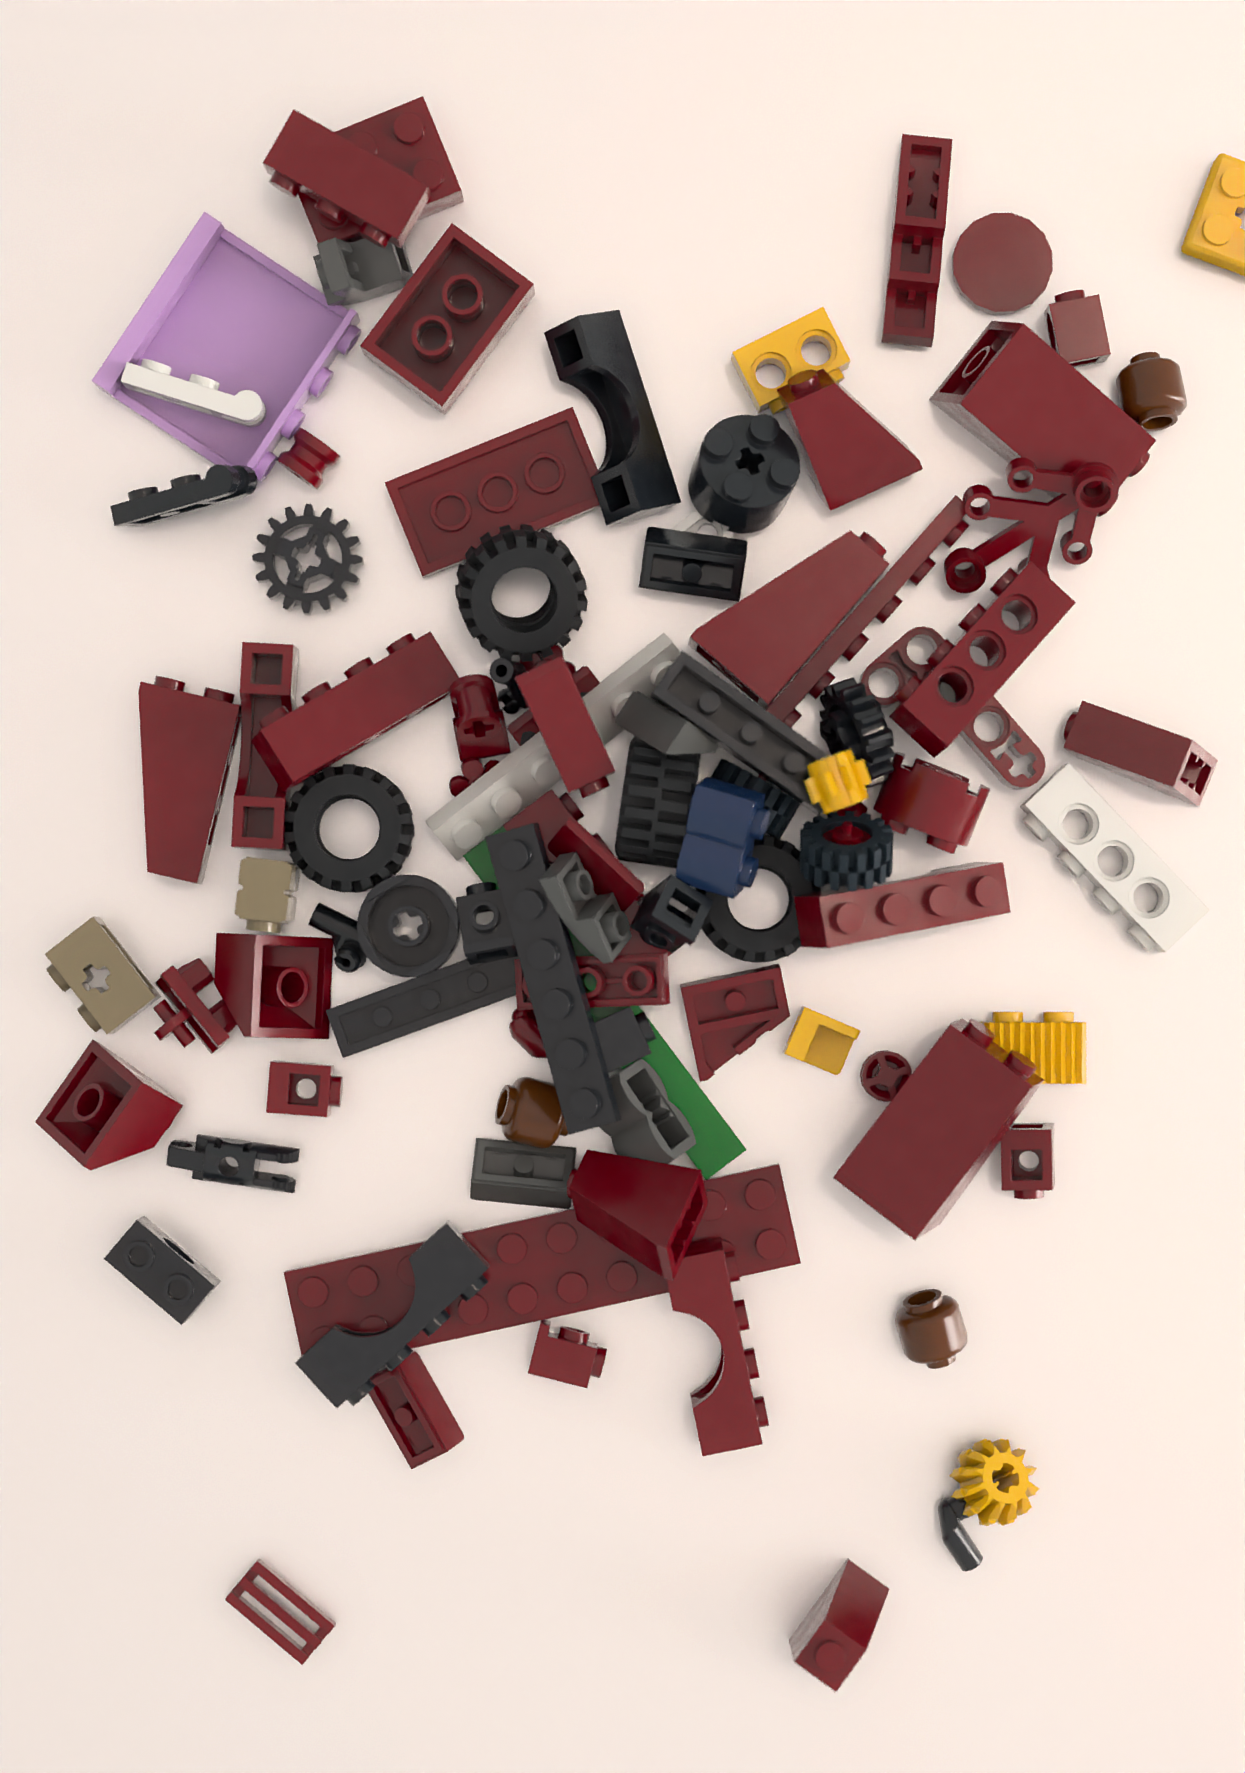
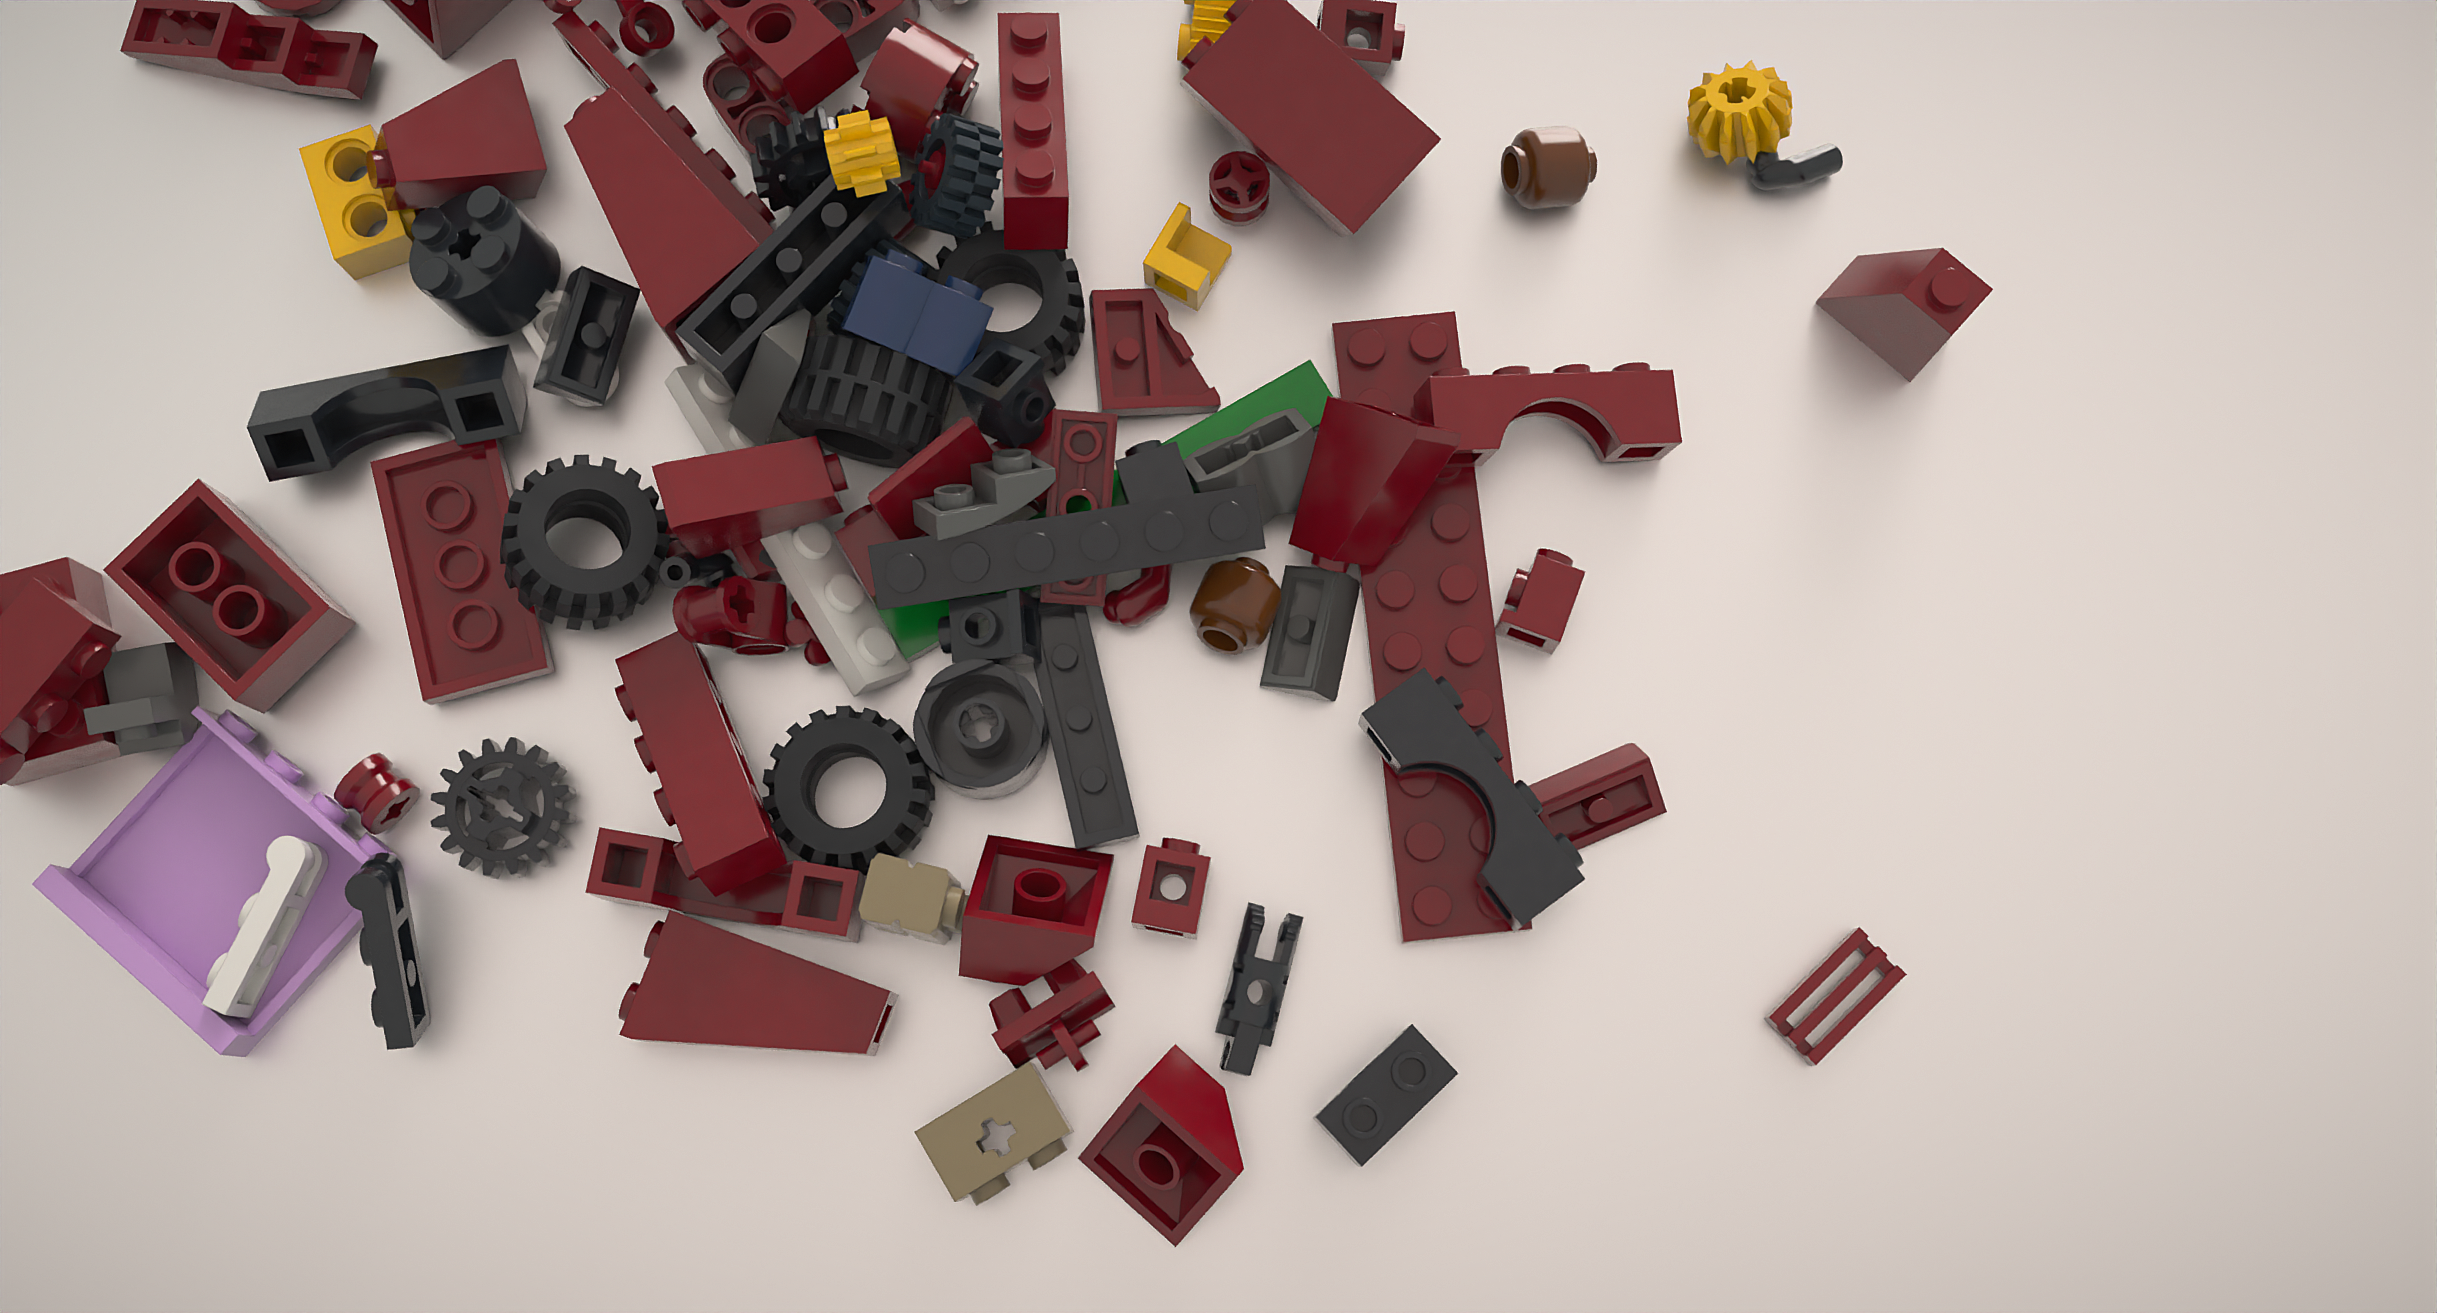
camera: 85 degrees left, 10 degrees down
(344, 936) = (986, 817): black arm -> none

